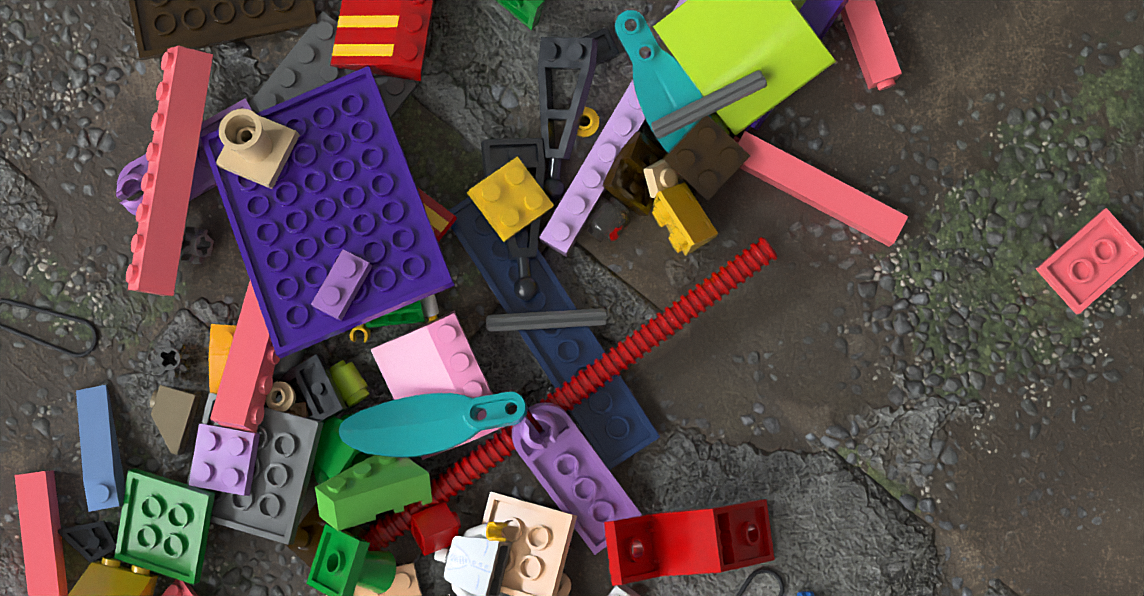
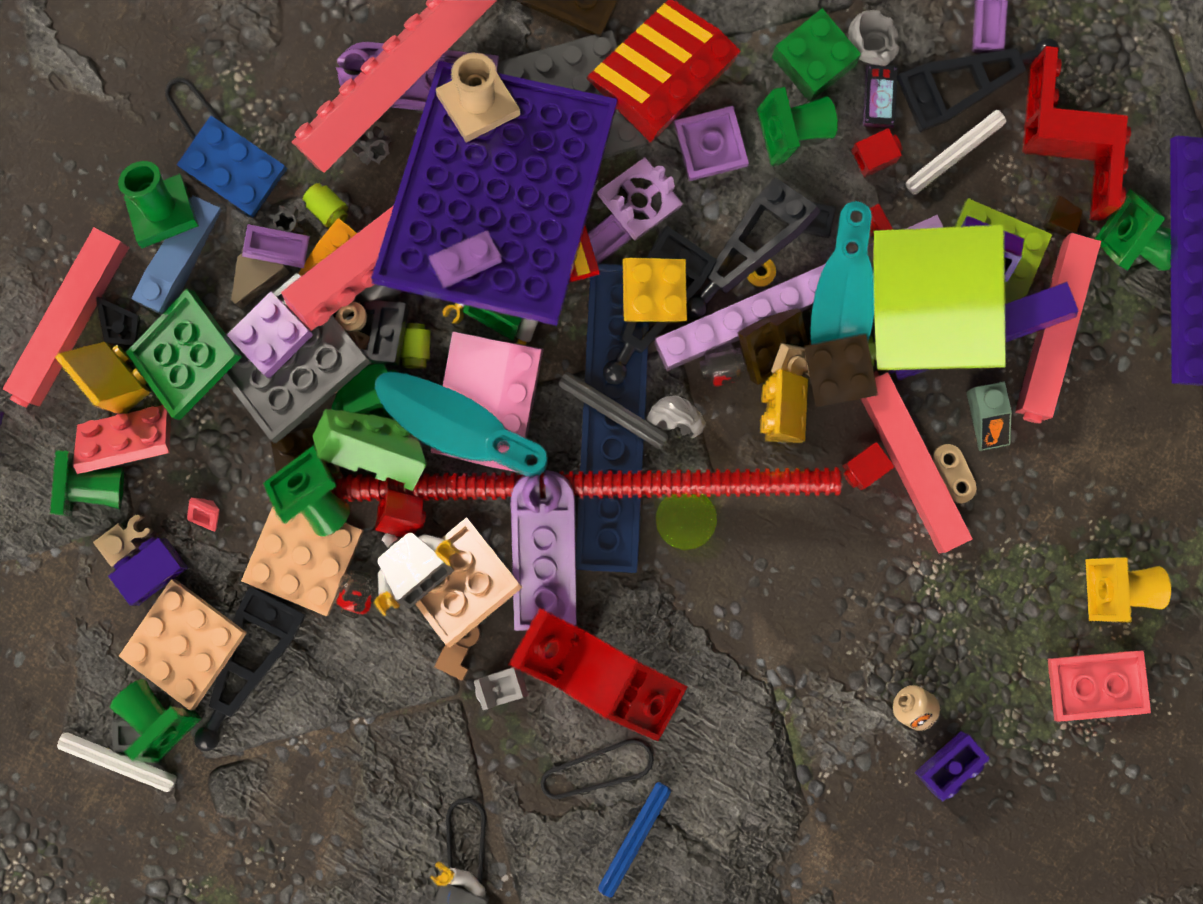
camera: 30 degrees right, 0 degrees up
(52, 420) = (156, 205): none -> green plant
(91, 343) = (232, 166): none -> blue plate
(176, 383) = (275, 246): none -> medium lavender tile
(191, 320) = (325, 204): none -> lime brick
(440, 152) = (624, 212): none -> lavender piece
(441, 181) = (608, 238): none -> medium lavender tile
(469, 46) = (711, 143): none -> medium lavender plate
(600, 283) = (678, 412): none -> light grey hair
(650, 13) = (879, 220): none -> red plate
(669, 367) = (686, 521): none -> clear neon green tile
(709, 104) = (874, 327): dark grey axle -> none
(783, 218) = (867, 467): none -> red brick
(851, 106) = (990, 415): none -> sand green slope
(856, 173) = (954, 473): none -> tan plate
(960, 384) = (916, 708): none -> tan head
(1022, 409) = (952, 766): none -> dark purple brick
(1049, 175) = (1115, 589): none -> yellow plant

